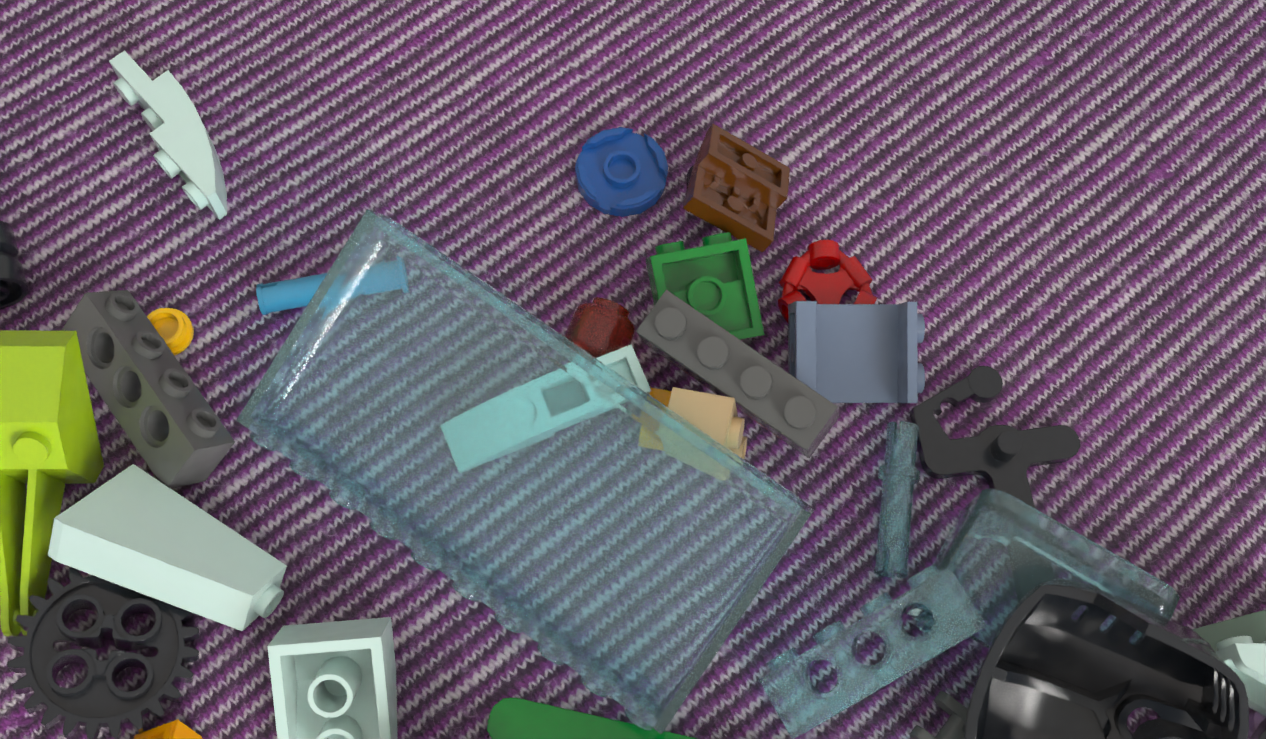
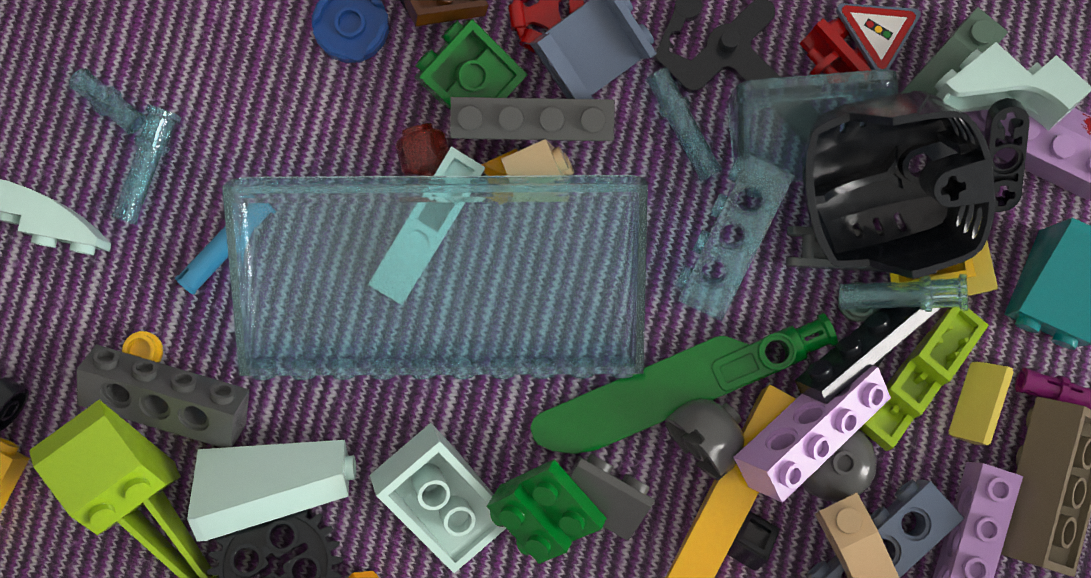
camera: 30 degrees left, 15 degrees up
(334, 83) = (107, 101): none -> clear light blue pin
(338, 150) = (151, 146): none -> clear light blue pin
(1117, 526) = (830, 51): none -> red hips
(1183, 548) = (878, 30): none -> piece

